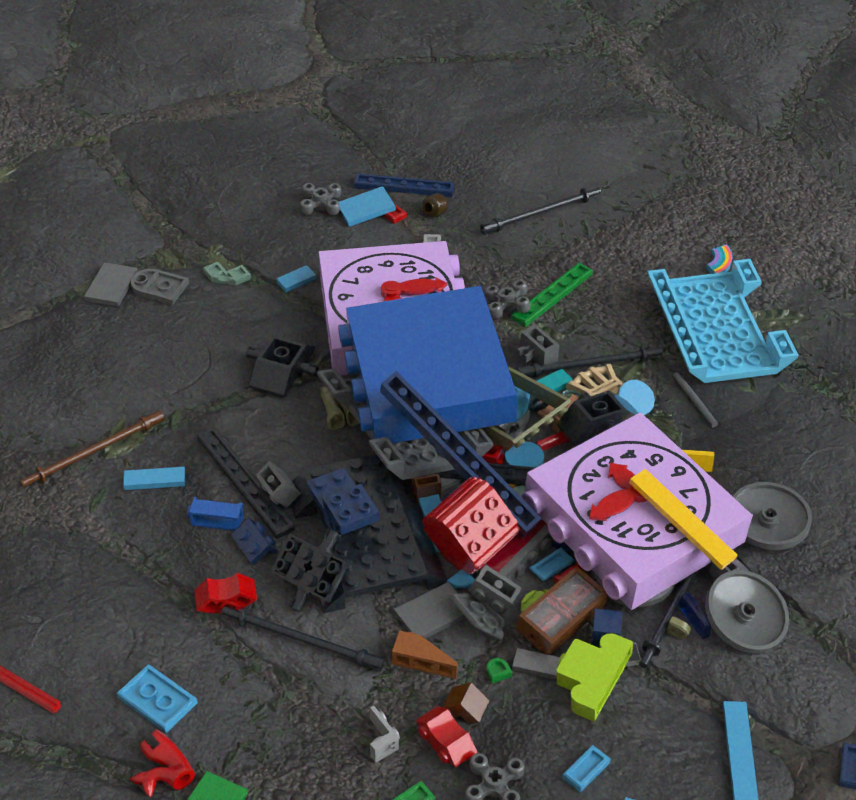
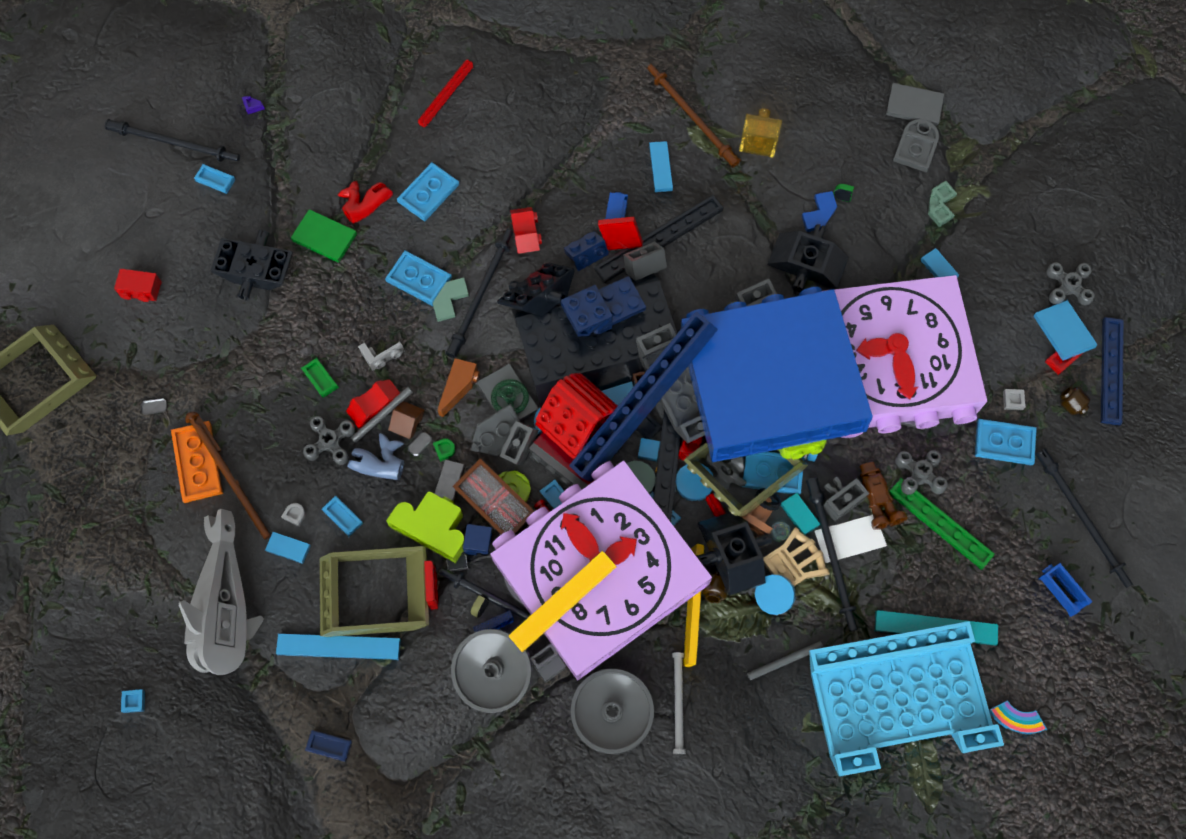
camera: 90 degrees right, 25 degrees up
(133, 388) = (760, 134): none -> clear yellow brick
(208, 335) = (843, 192): none -> tile
(221, 351) = (826, 207): none -> blue tile
(244, 497) = (620, 233): none -> red tile
(276, 704) = (418, 277): none -> dark azure tile
(314, 676) = (451, 291): none -> sand green tile
(437, 599) = (510, 390): none -> clear green piece
(443, 701) = (380, 415): none -> dark grey bar
(474, 250) = (1005, 442): none -> dark azure tile
(495, 698) = (420, 443): none -> flat silver piece
(526, 719) = (372, 466): none -> sand blue piece
(549, 324) = (880, 497): none -> reddish brown piece
(571, 349) = (852, 538): none -> white sticker
(606, 224) = (1069, 584): none -> blue window
(648, 307) = (902, 623): none -> teal tile
(664, 664) = (431, 585): none -> red tile
(676, 685) = (416, 591): none -> olive window
(752, 472) = (678, 683): none -> light grey bar

